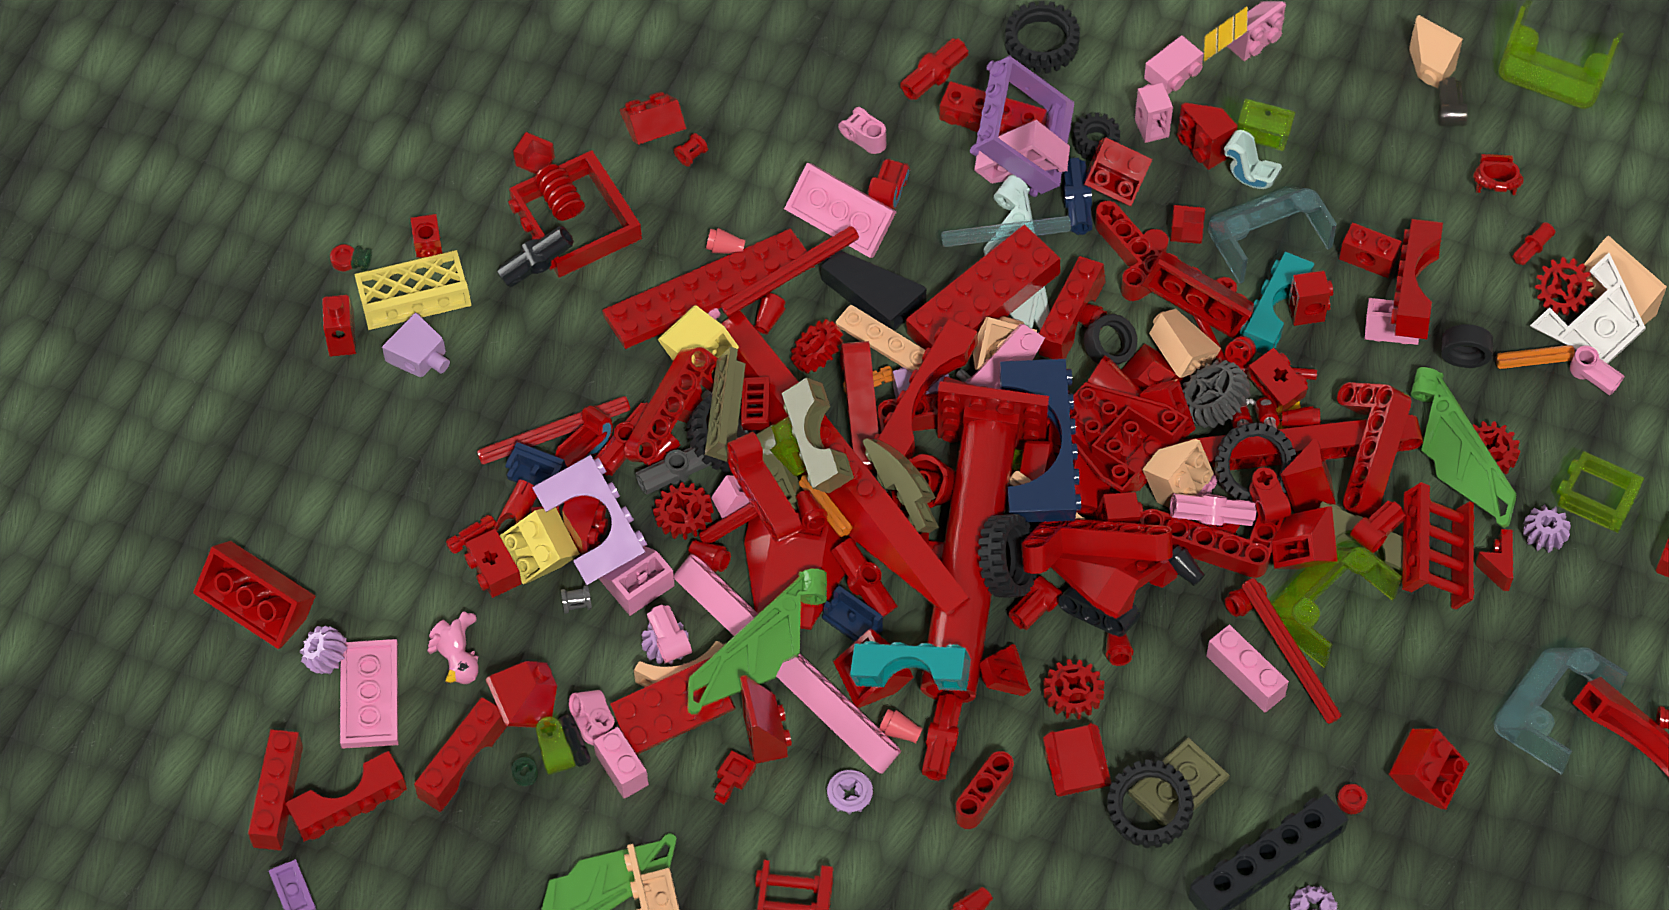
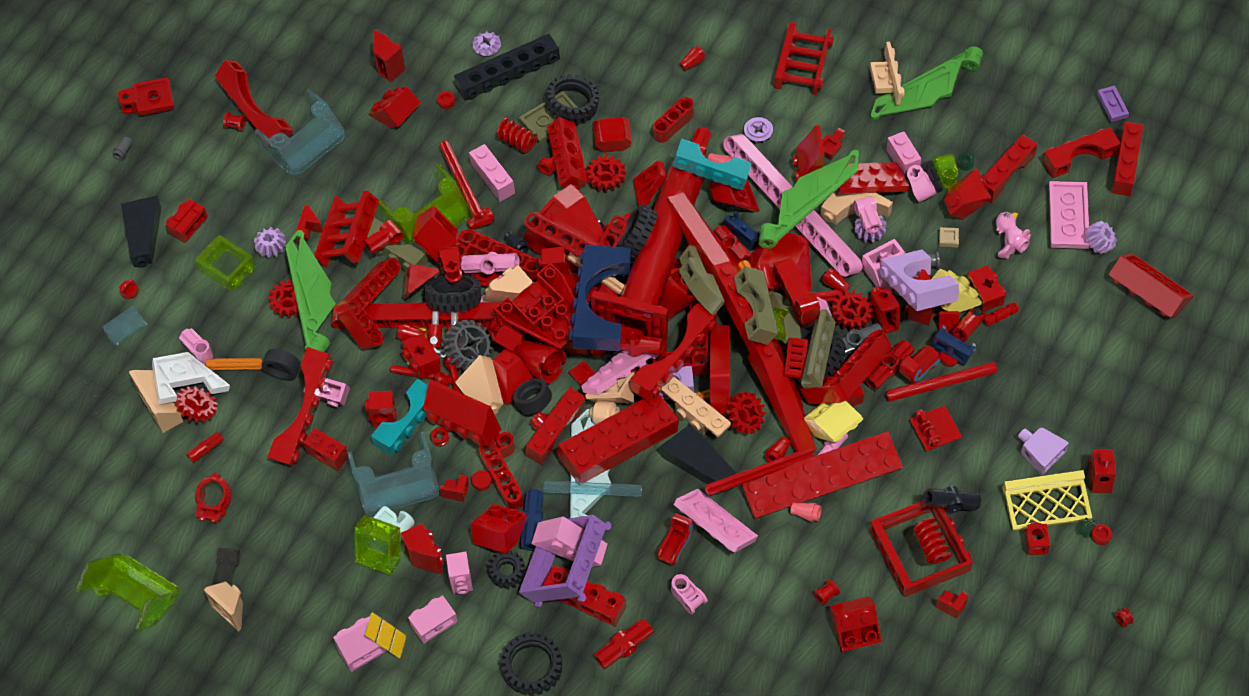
camera: 170 degrees left, 0 degrees up
(321, 158) = (1123, 617): none -> red bush
(548, 646) = (948, 237): none -> tan tile
(560, 366) = (935, 427): none -> red hinge
(636, 499) = (882, 302): none -> red torso
(1138, 706) = (567, 153): none -> red brick
(1165, 691) = (547, 166): none -> red tile
(1225, 735) = (516, 135): none -> red piece
(1467, 843) = (388, 57): none -> red slope

